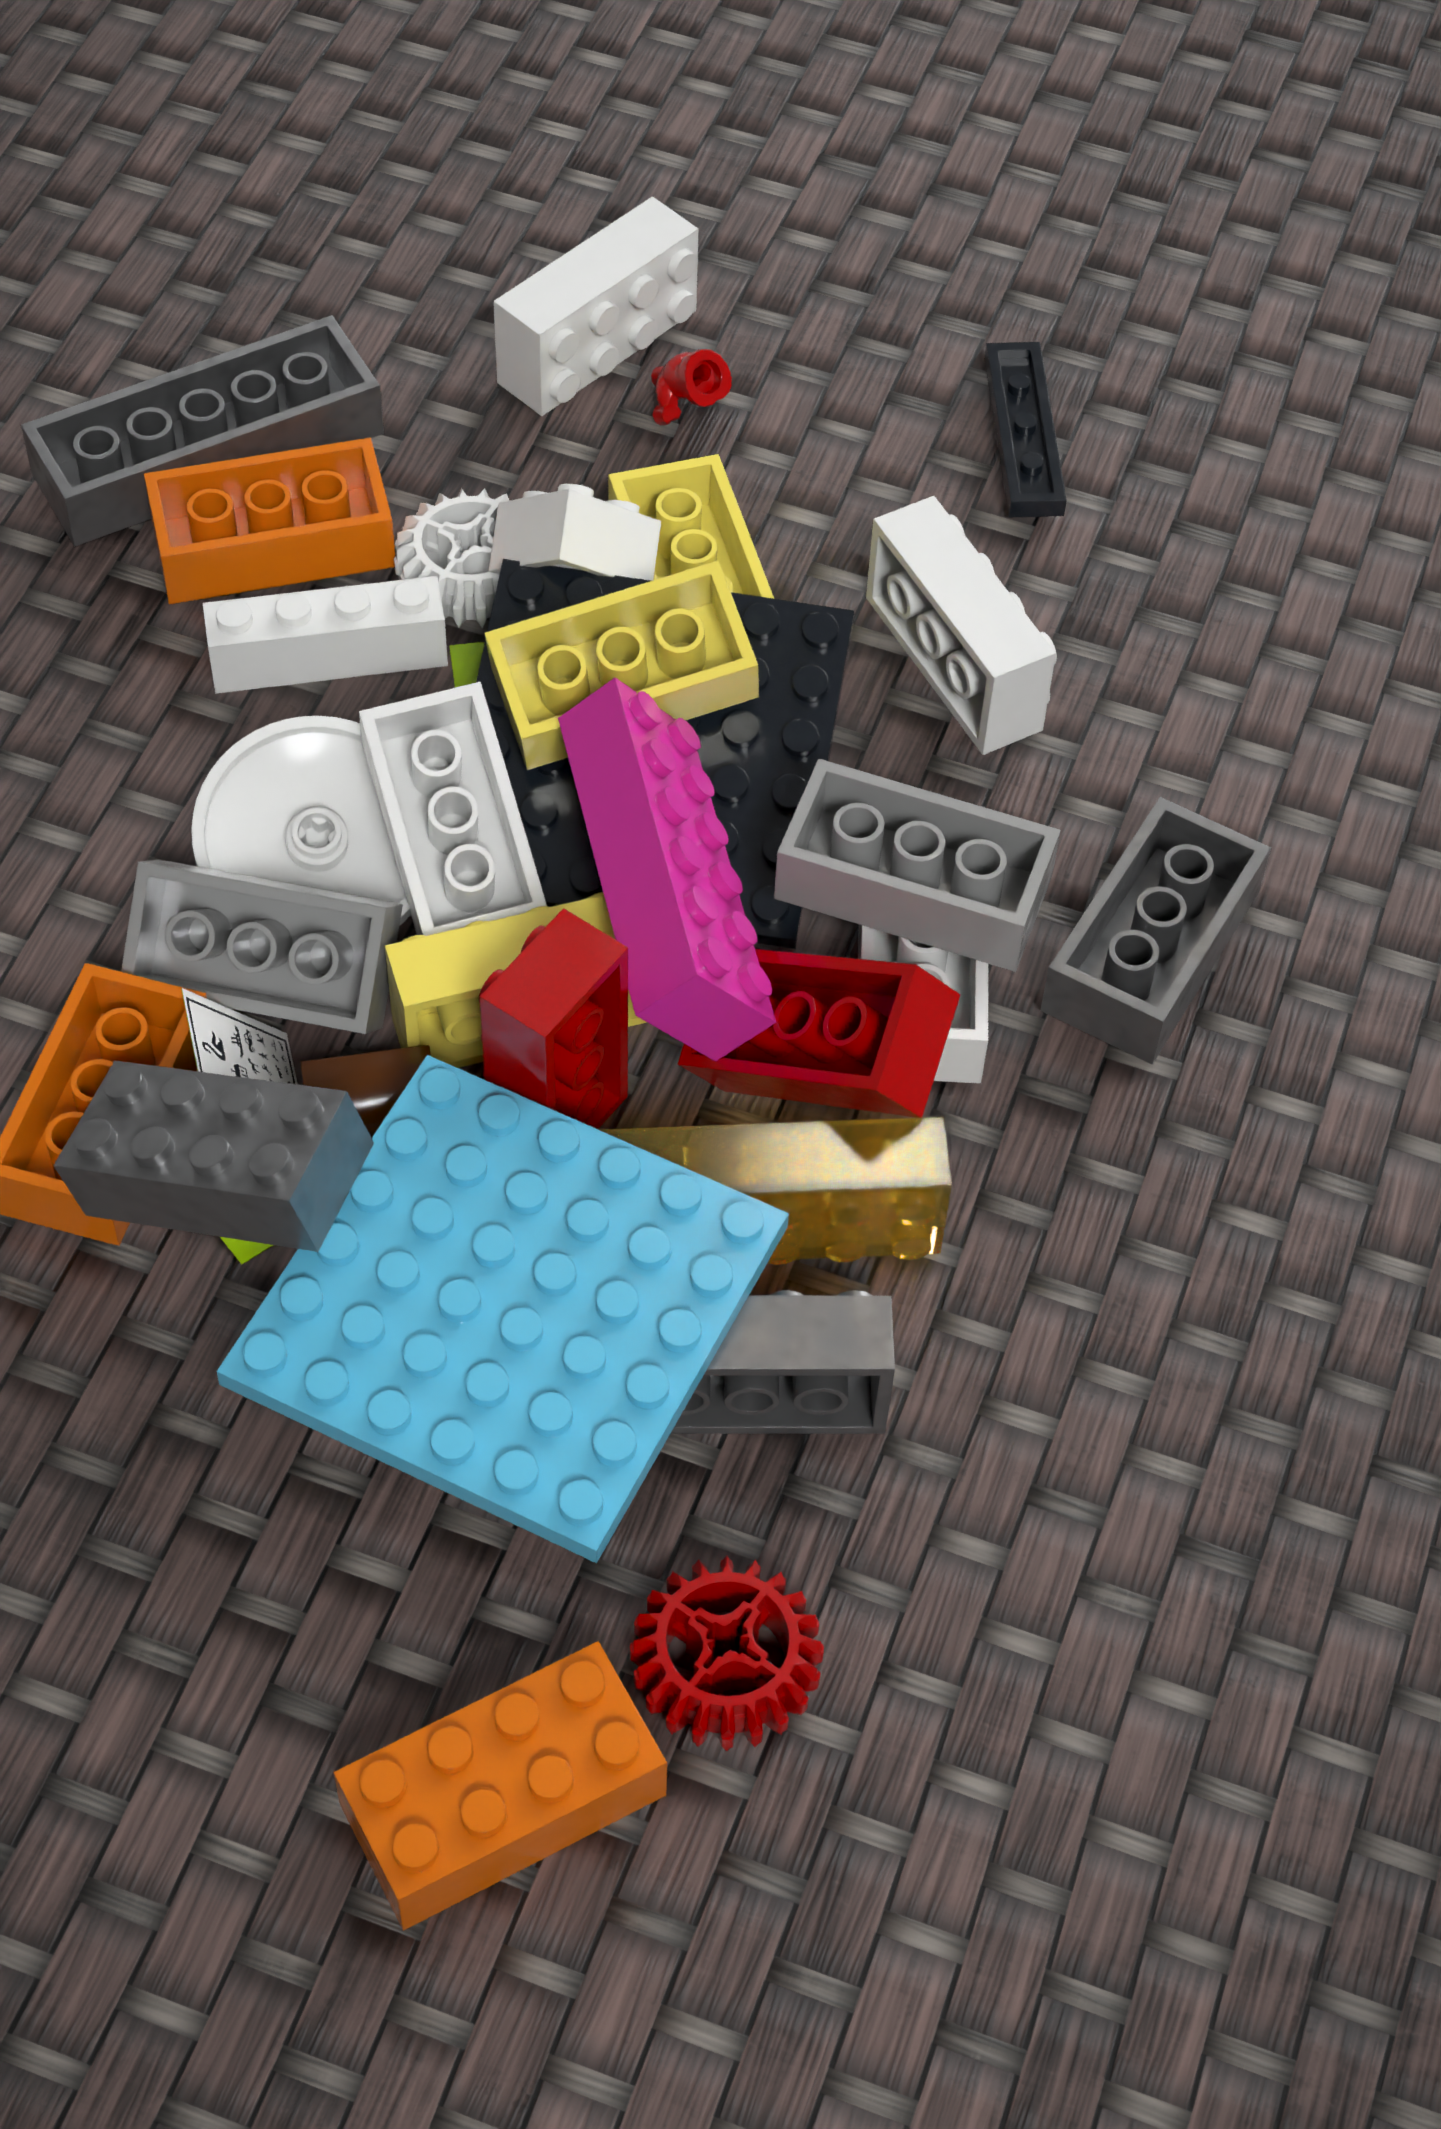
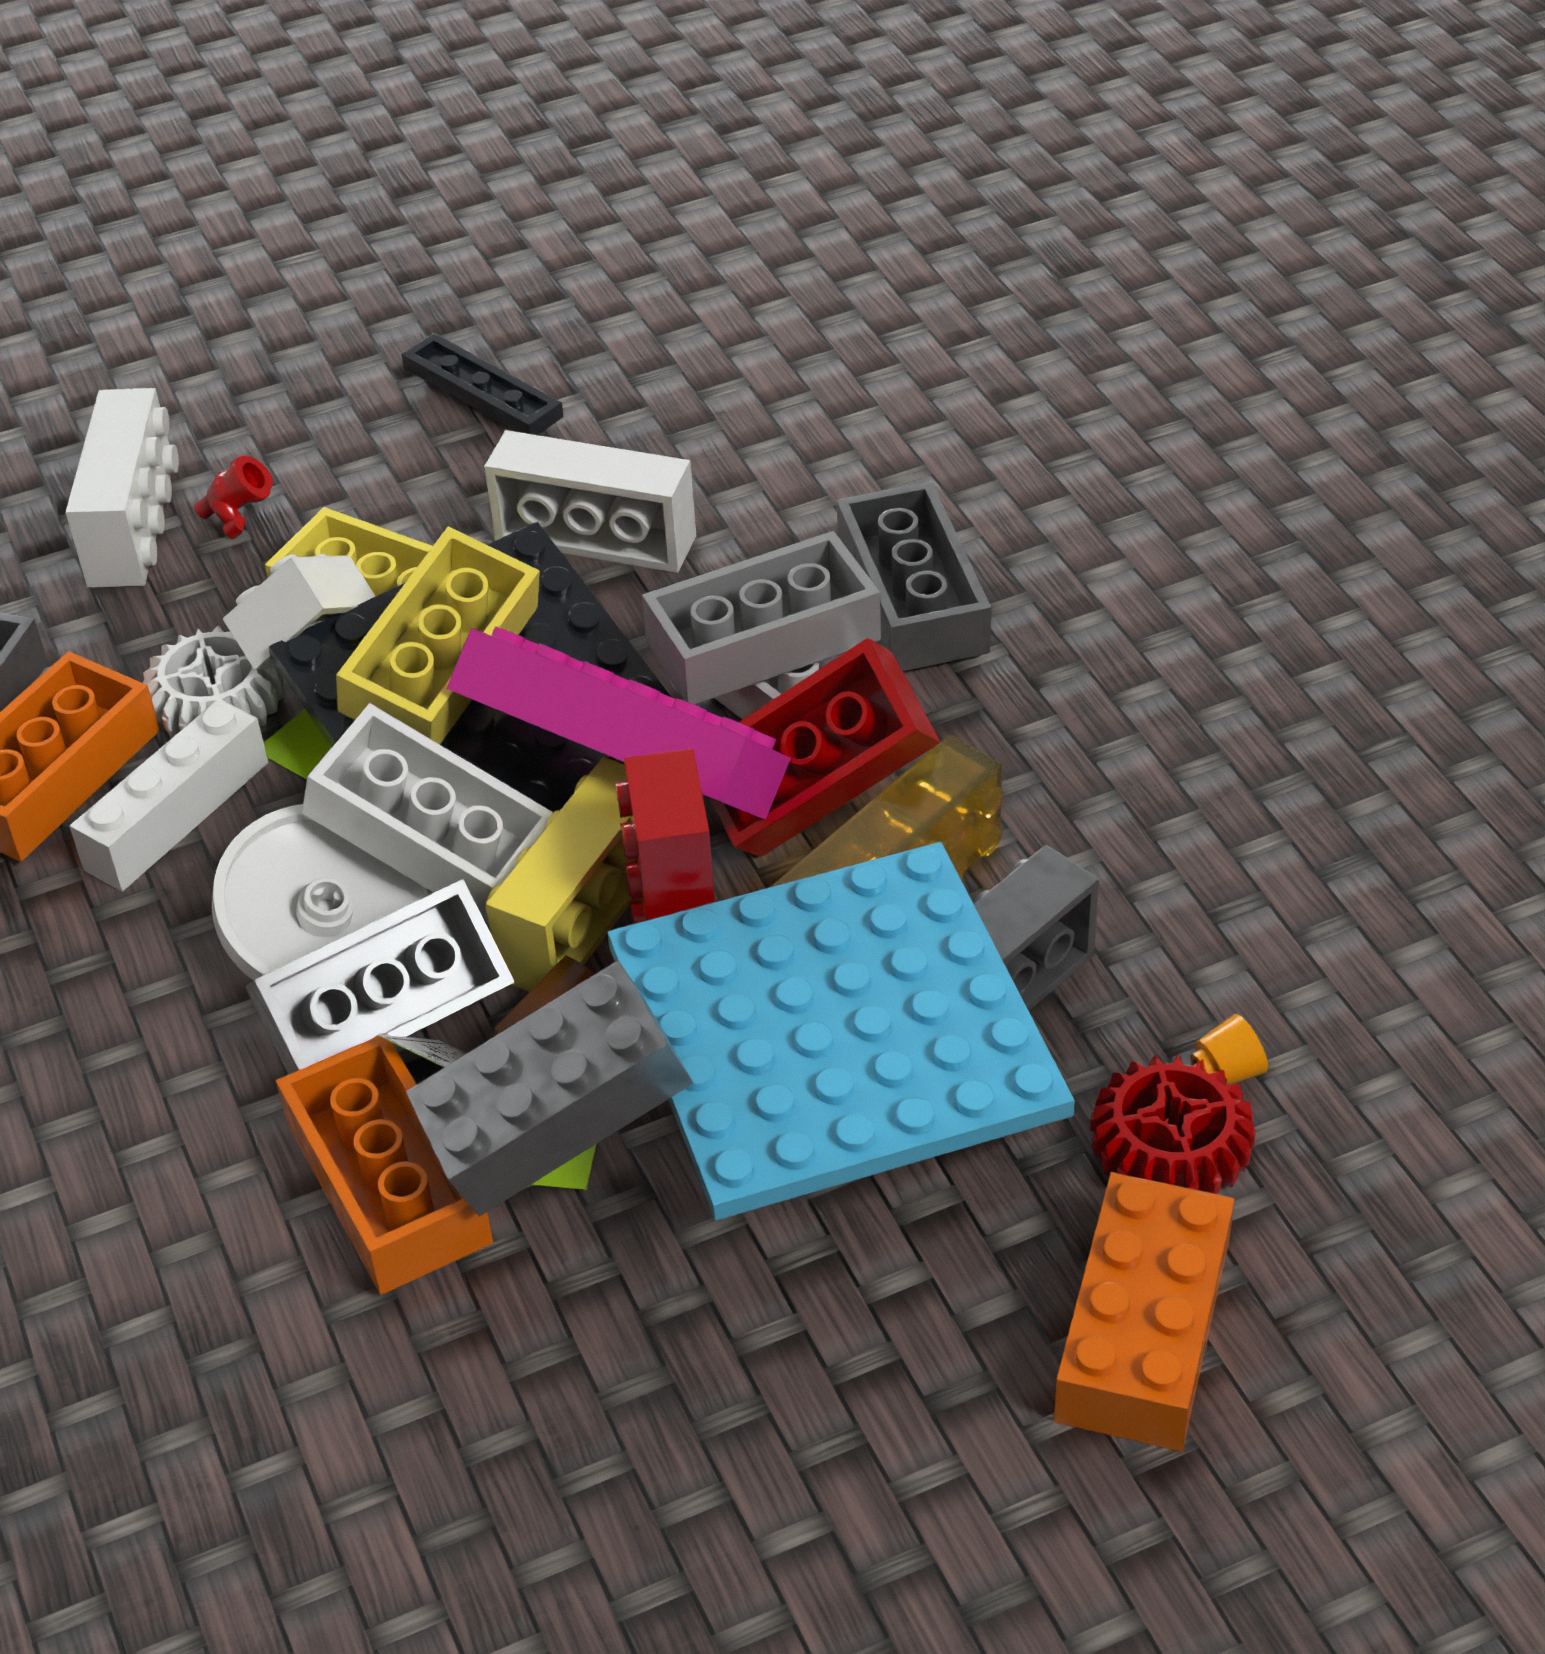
camera: 40 degrees left, 10 degrees down
(860, 1631) = (1232, 1048): none -> light orange hat

